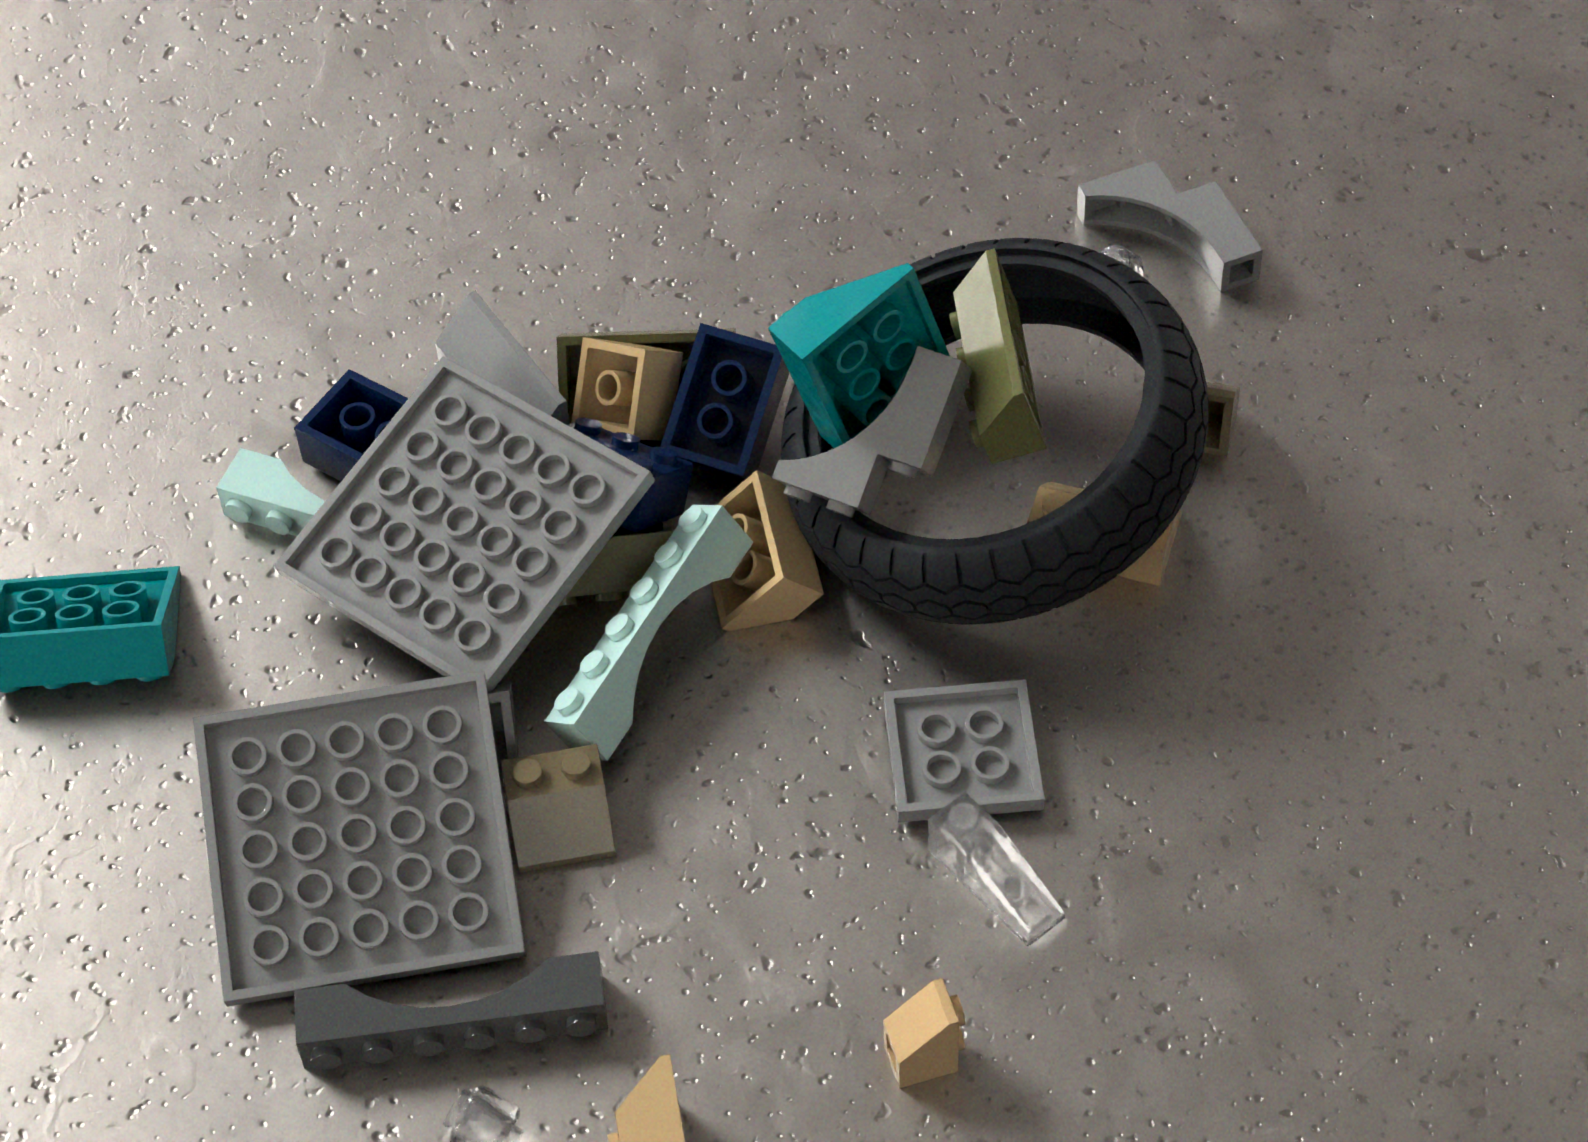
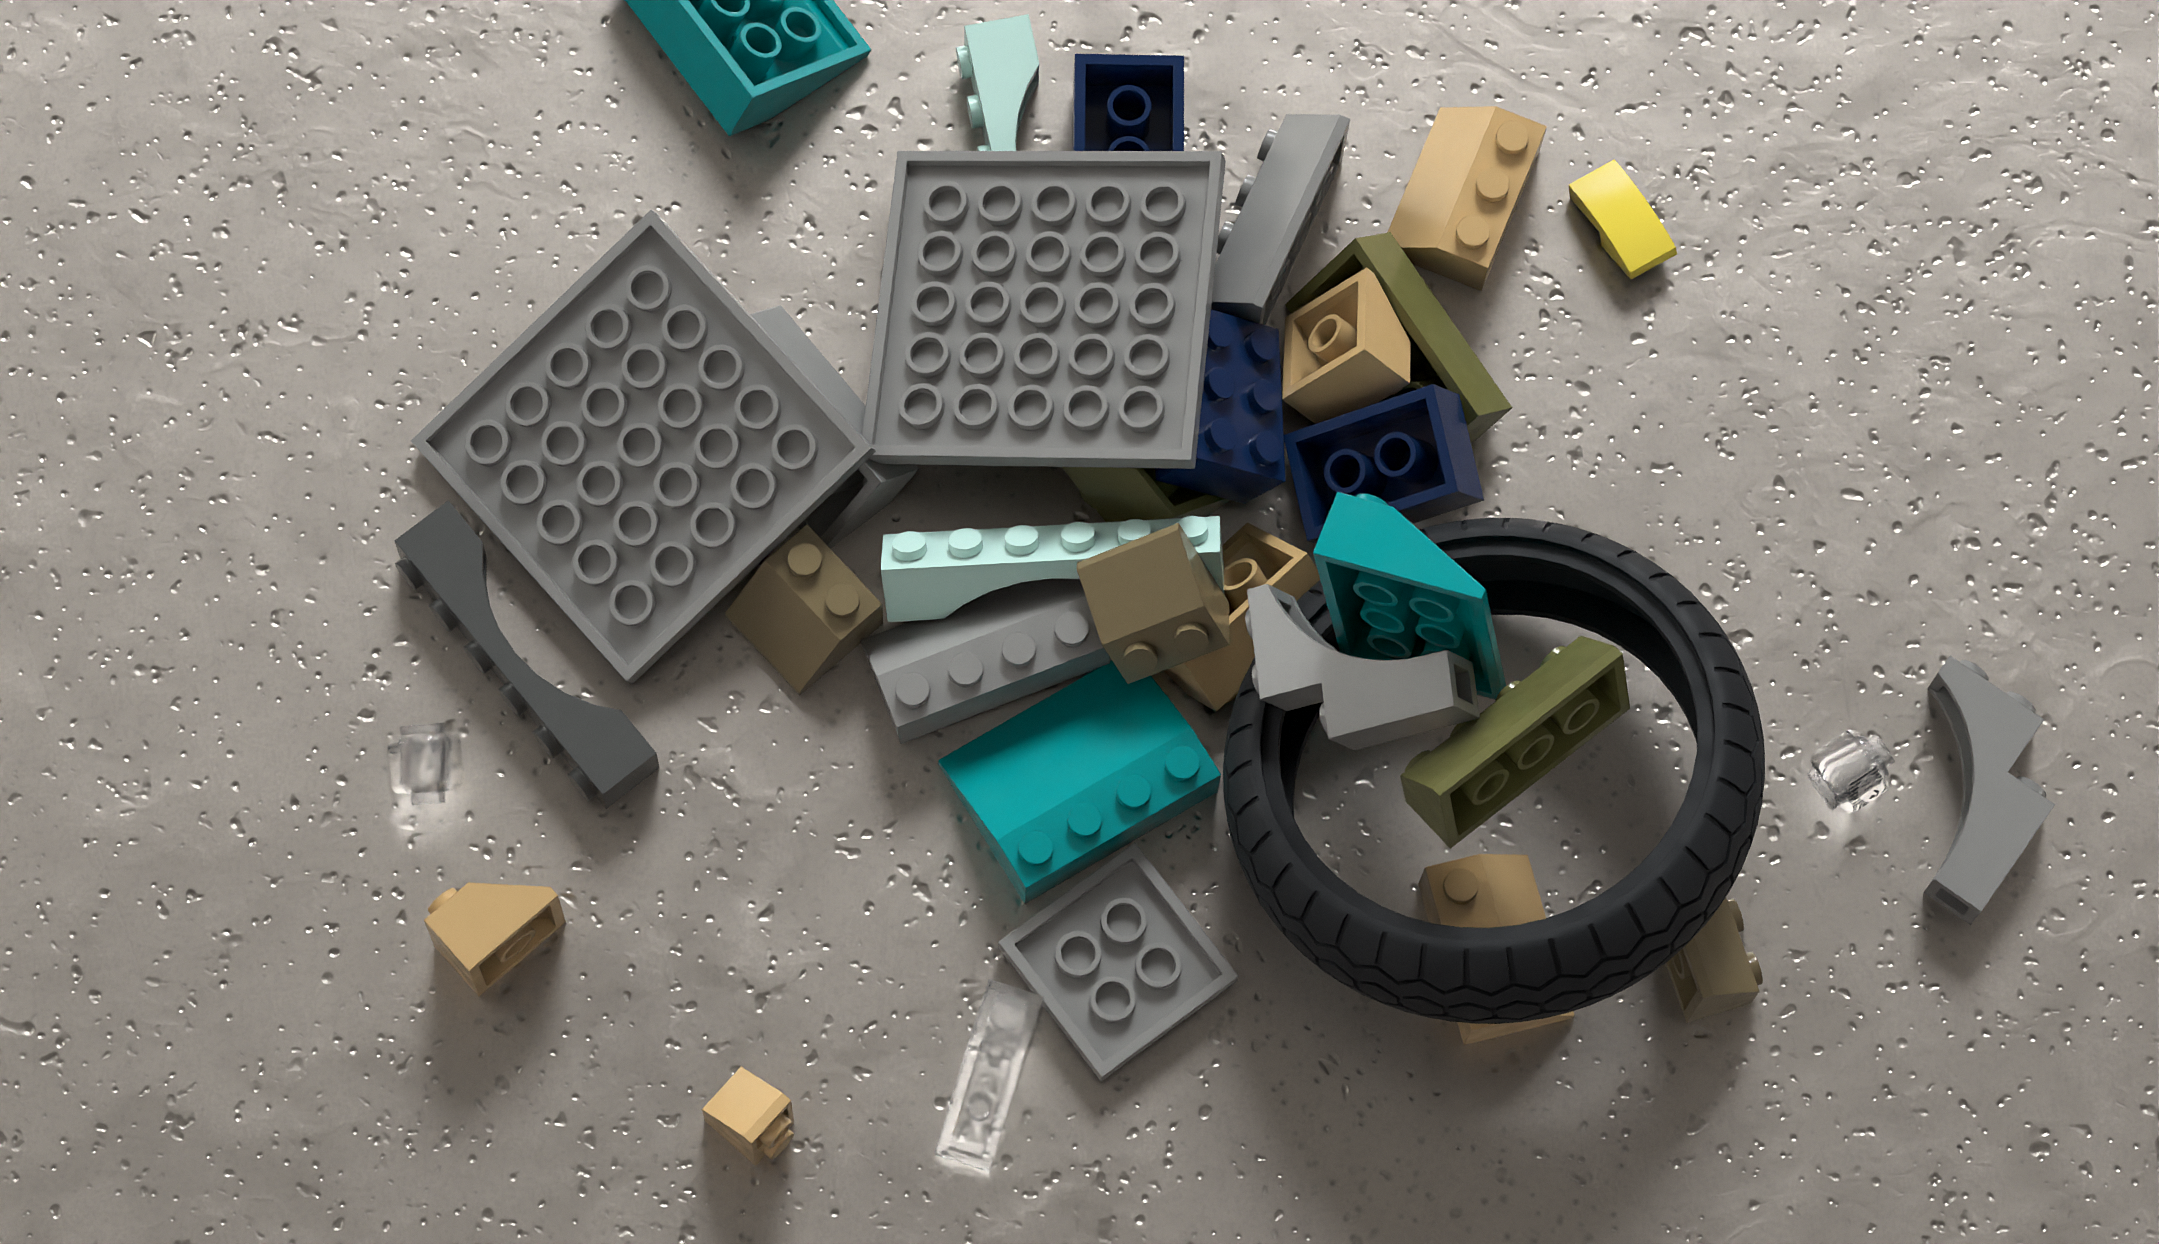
camera: 50 degrees right, 20 degrees up
(566, 281) = (1466, 190): none -> tan slope
(659, 215) = (1624, 219): none -> light yellow slope
(676, 713) = (984, 654): none -> light grey slope
(727, 568) = (1154, 603): none -> dark tan slope
(807, 704) = (1079, 777): none -> teal slope

